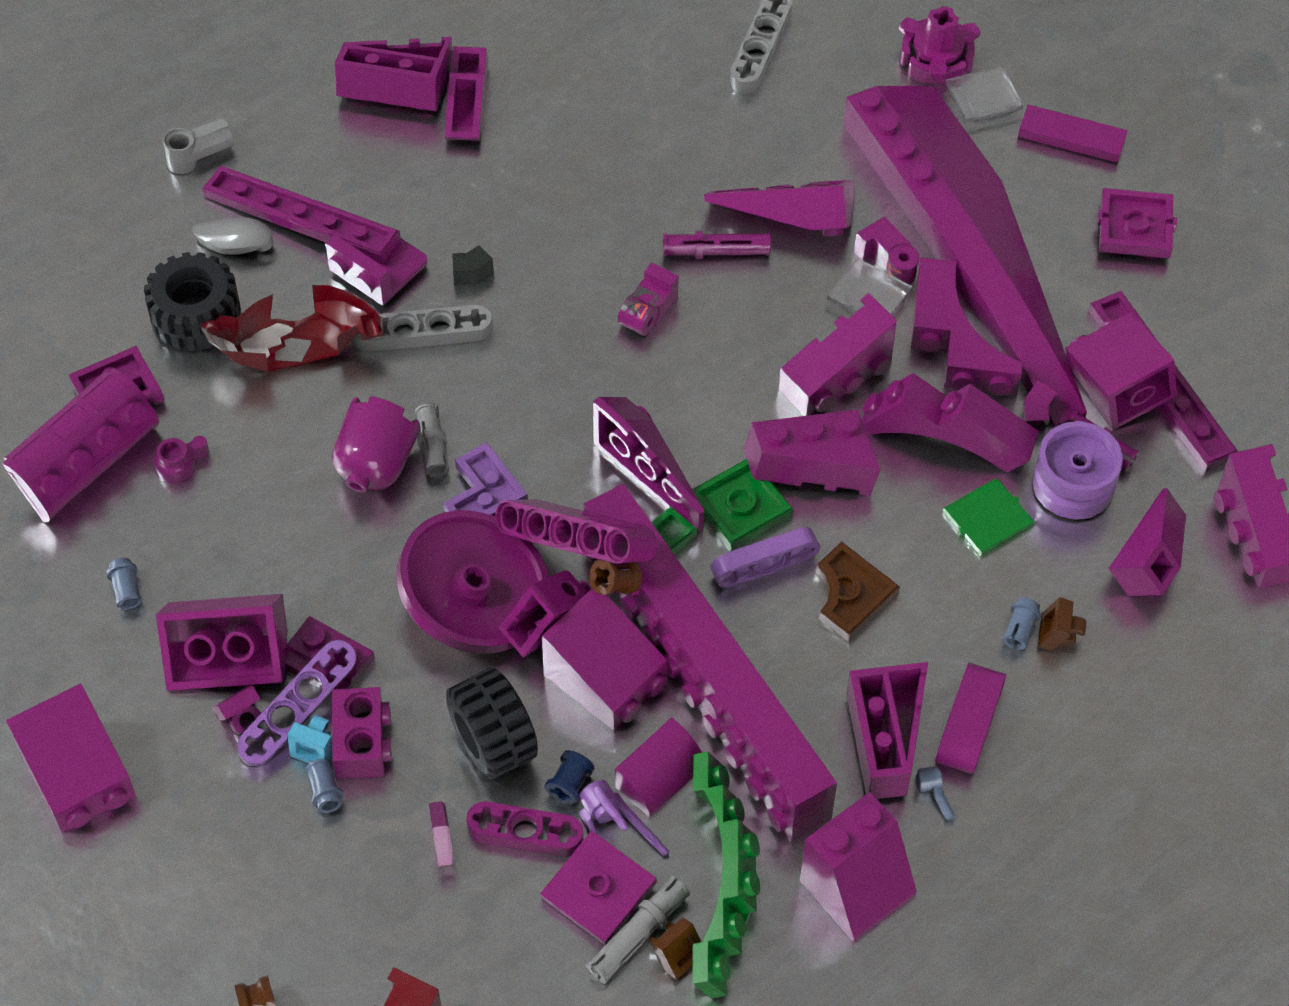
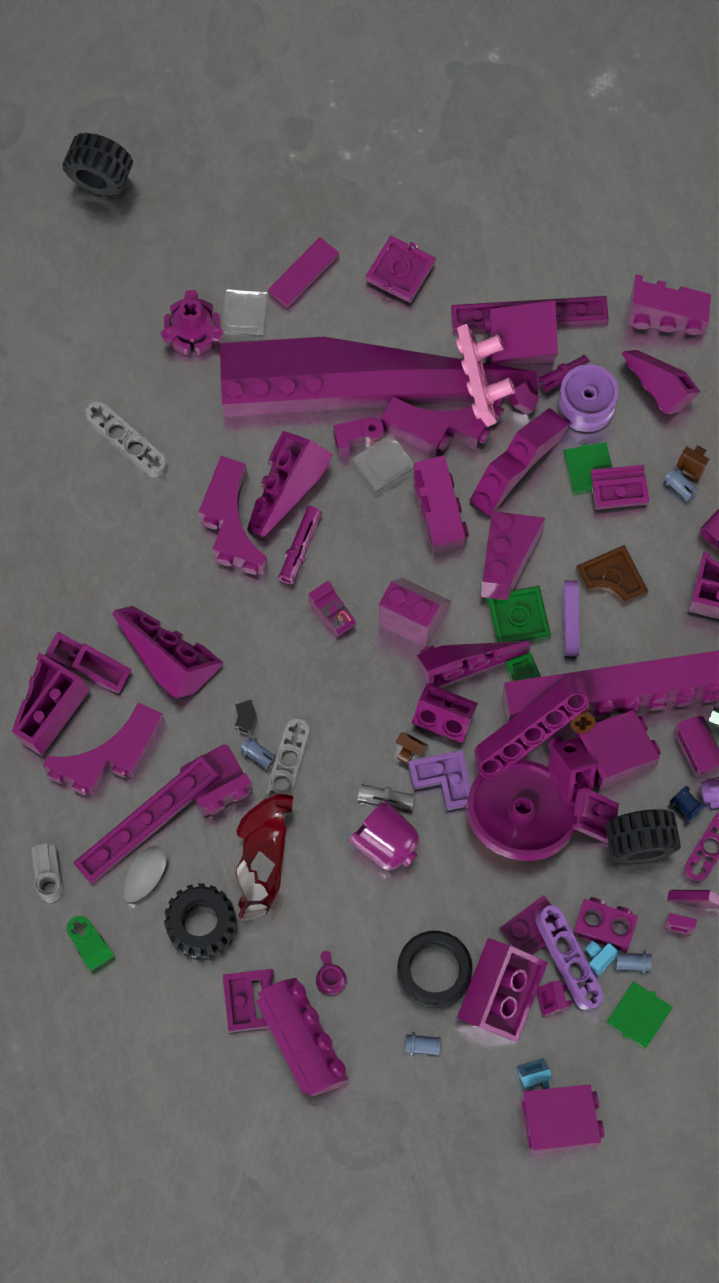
camera: 65 degrees left, 15 degrees up
(126, 211) = (90, 946): none -> green piece
(127, 716) = (534, 1073): none -> medium azure tile
(220, 527) = (447, 942): none -> black tyre
(255, 821) = (639, 1015): none -> green piece
(367, 160) = (122, 752): none -> magenta arch
(396, 821) = (680, 923): none -> magenta tile
(433, 284) = (257, 752): none -> sand blue pin
(506, 651) = (593, 813): none -> magenta plate
(508, 439) = (410, 746): none -> reddish brown tile
(512, 166) = (170, 659): none -> magenta wedge
(565, 455) = (444, 713): none -> magenta brick
(687, 373) = (412, 611): none -> magenta slope
(717, 155) = (221, 511): none -> magenta arch
(976, 552) = (619, 487): none -> magenta plate
(1021, 335) = (472, 366): none -> bright pink plate

